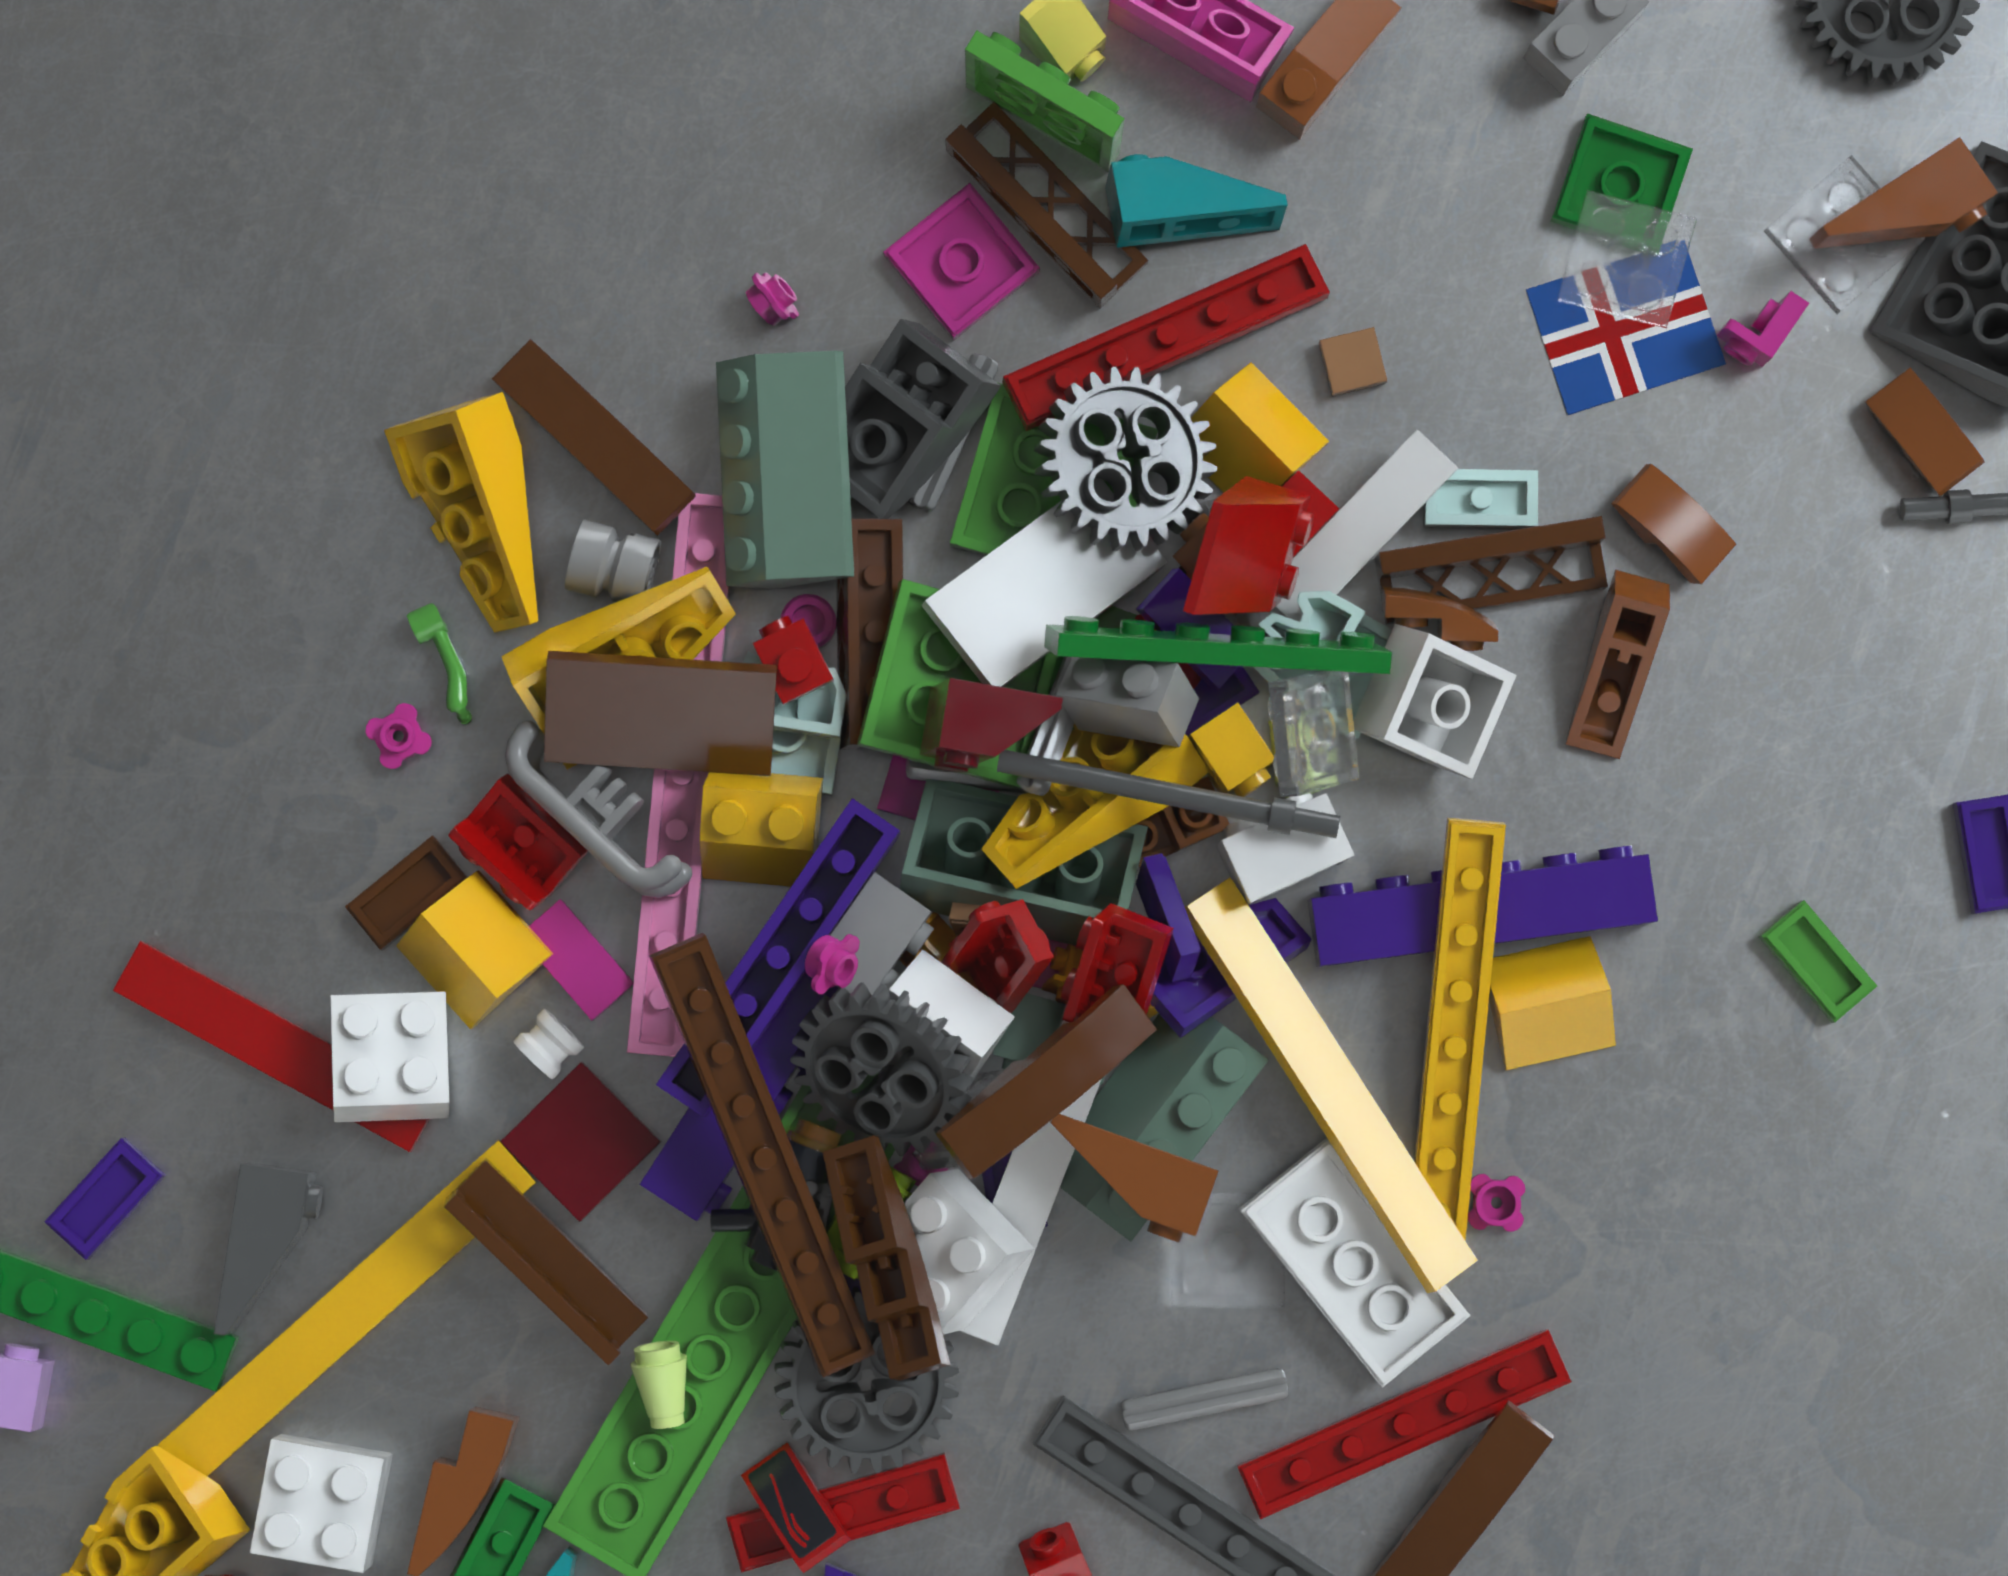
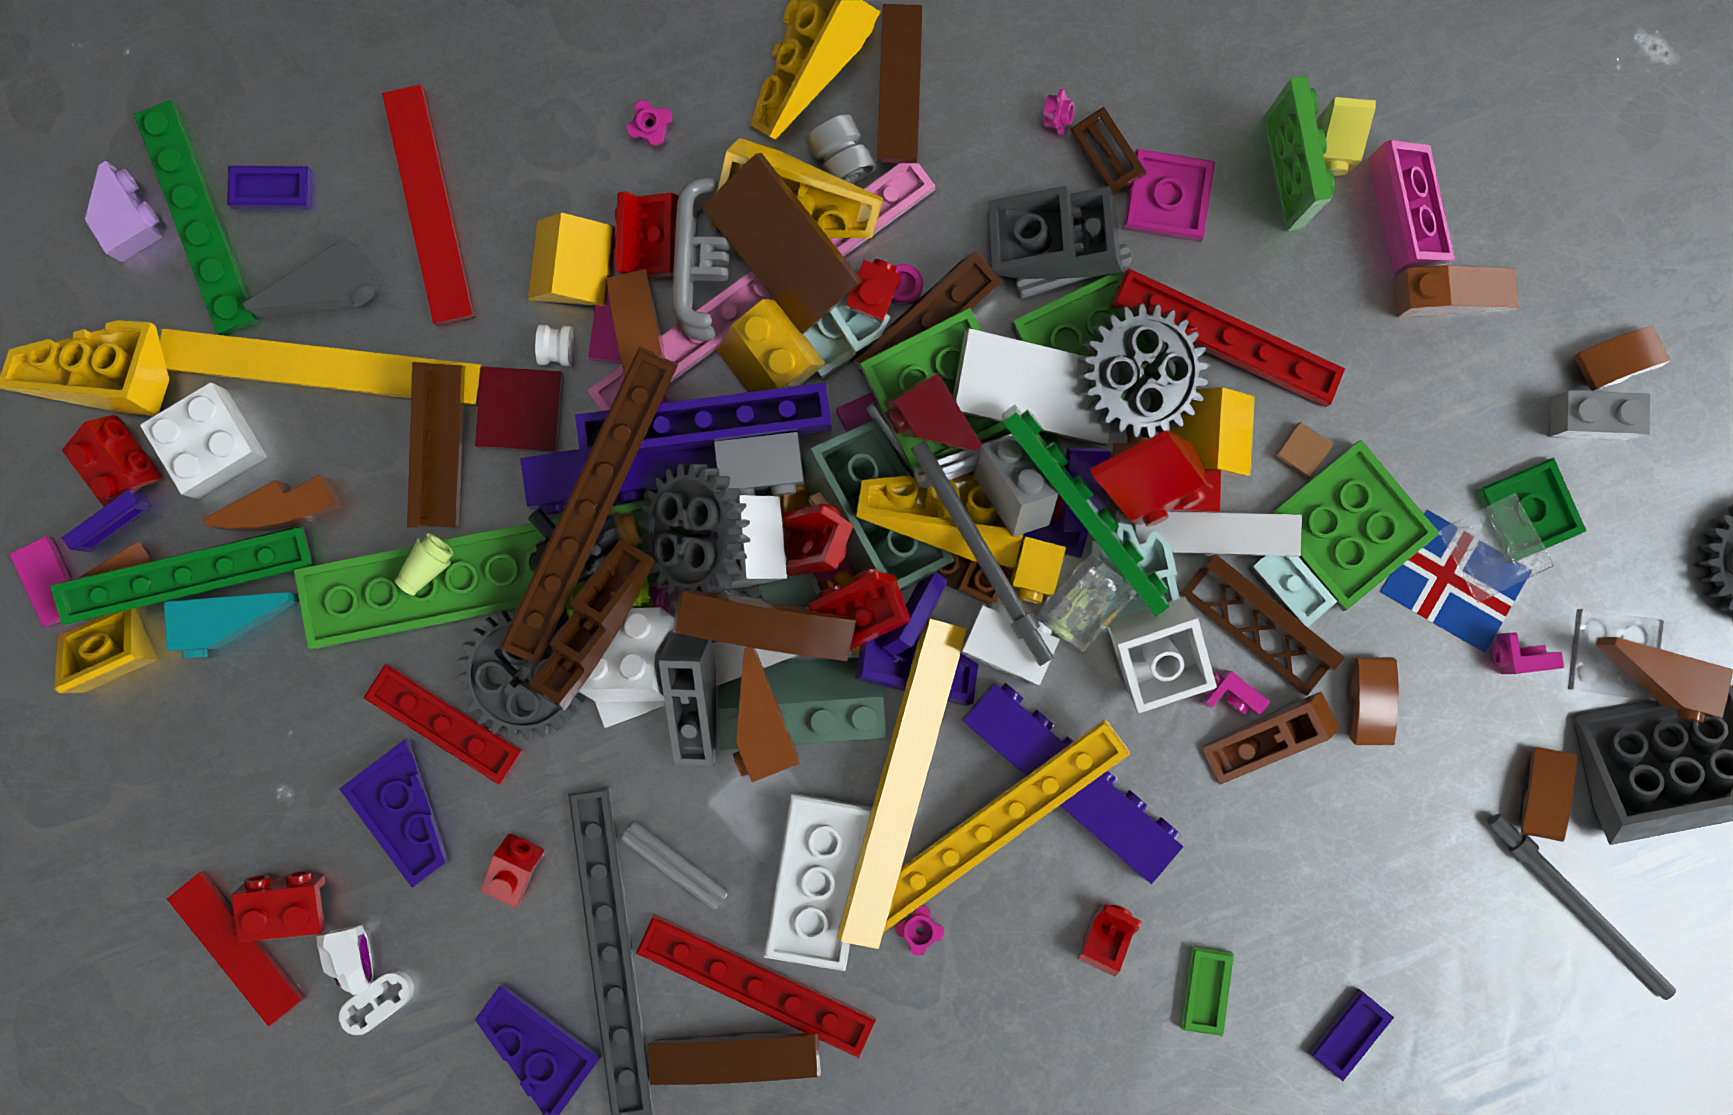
camera: 50 degrees right, 0 degrees up
(389, 1056) = (471, 265): white brick -> none
(405, 892) = (574, 198): reddish brown tile -> none
(429, 625) = (721, 86): bright green piece -> none
(601, 936) = (634, 315): none -> dark orange slope
(784, 469) = (973, 195): sand green slope -> none
(795, 1507) = (420, 696): slope -> none
(832, 962) = (726, 451): dark pink plate -> none
(906, 292) = (1125, 178): none -> reddish brown tile
(1028, 210) = (1230, 176): reddish brown fence -> none
(1051, 1227) = (690, 698): none -> dark grey slope
(1180, 201) = (1308, 281): teal slope -> none
(1456, 621) = (1215, 628): dark orange slope -> none
(1476, 379) = (1356, 524): none -> bright green plate
(1548, 656) = (1240, 697): none -> dark pink bracket
(1551, 1003) = (1054, 864): yellow slope -> none
(1675, 1014) = (1109, 938): none -> red bracket

